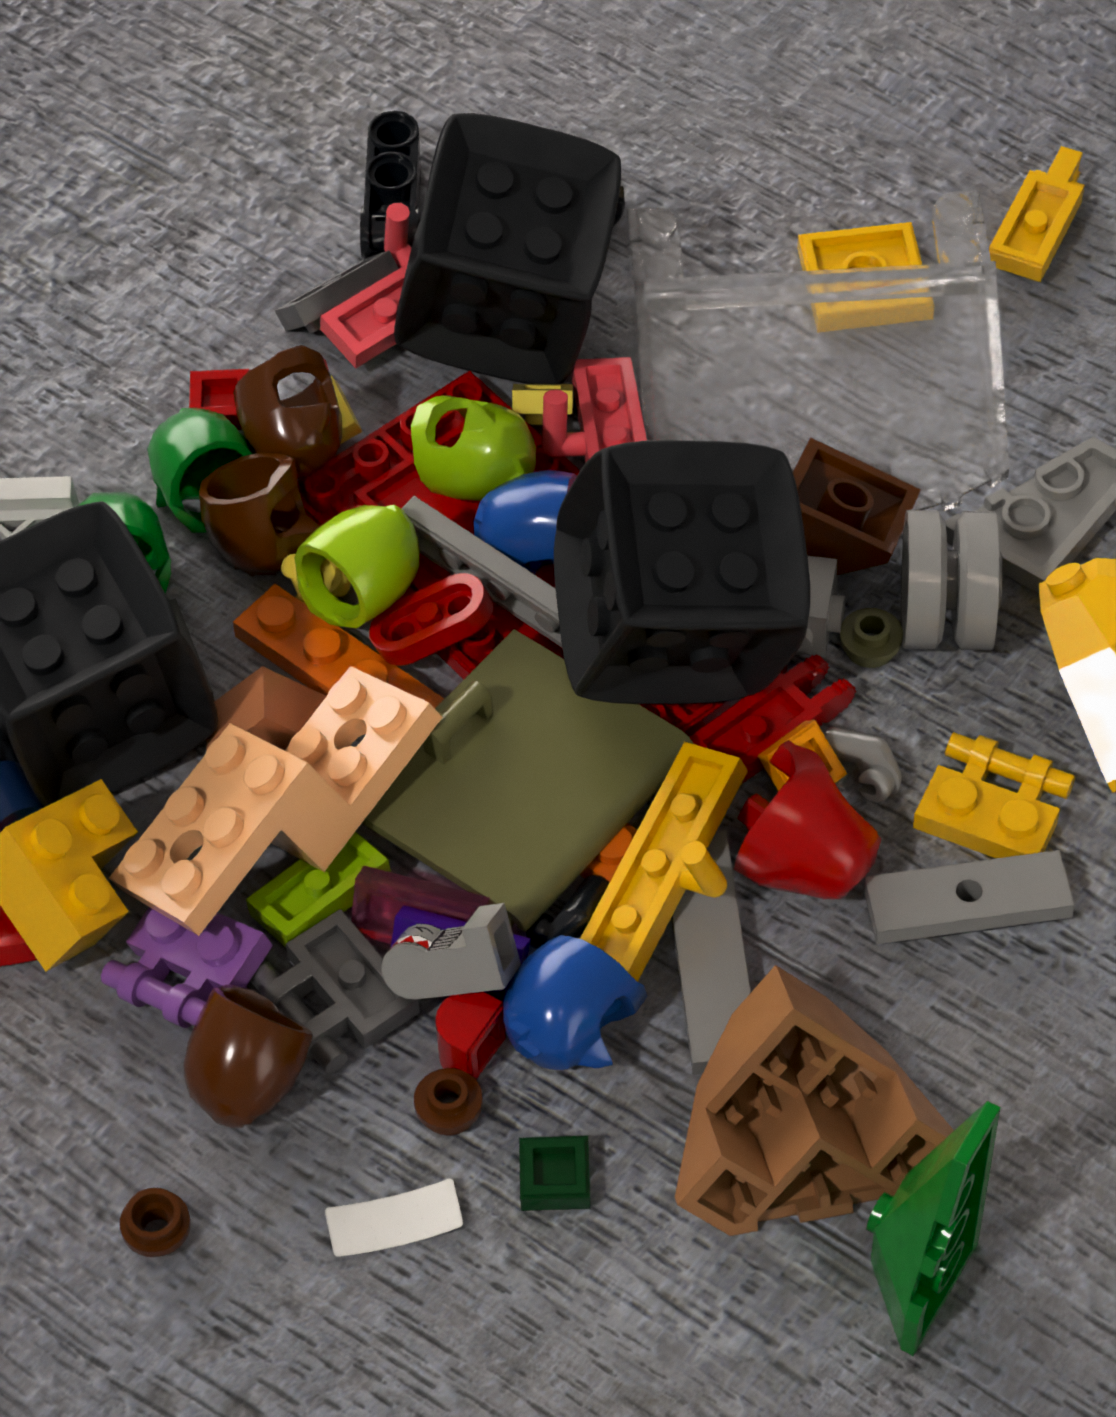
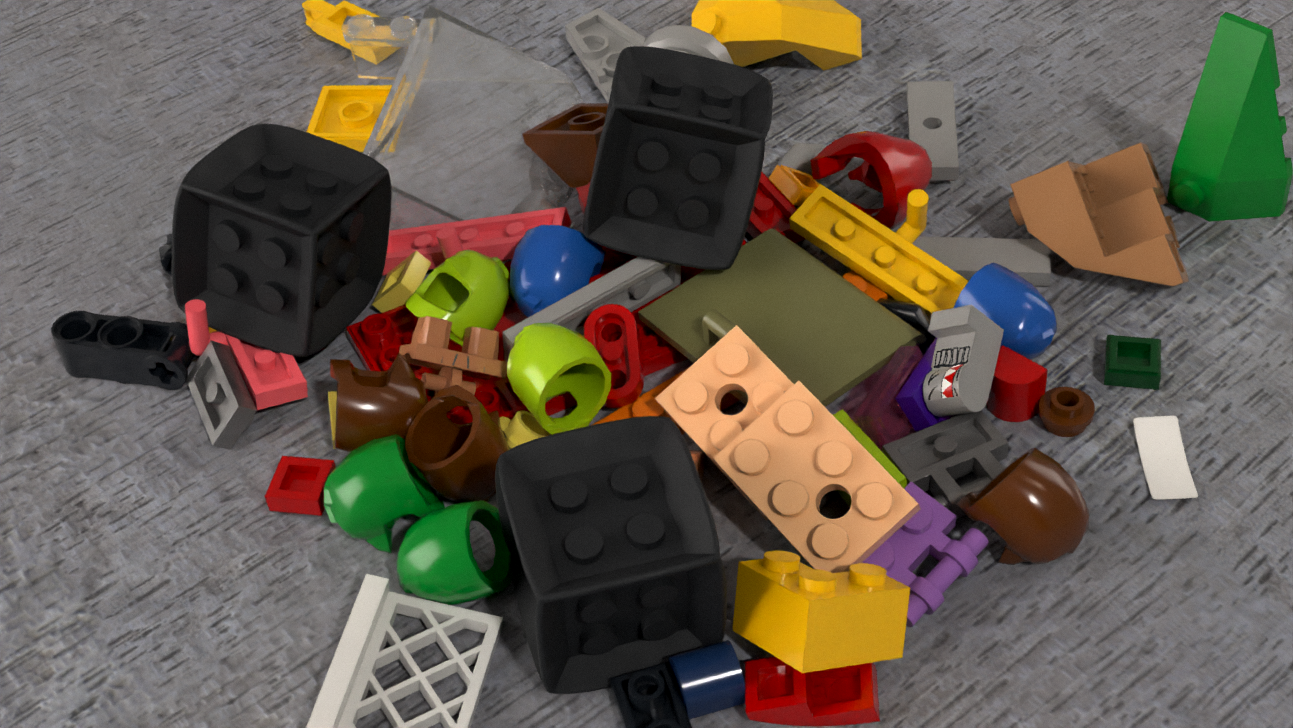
camera: 75 degrees left, 10 degrees down
(149, 1206) = (1171, 590): reddish brown plate -> none
(370, 463) = (431, 350): none -> nougat hips
(988, 816) = (860, 111): yellow plate -> none

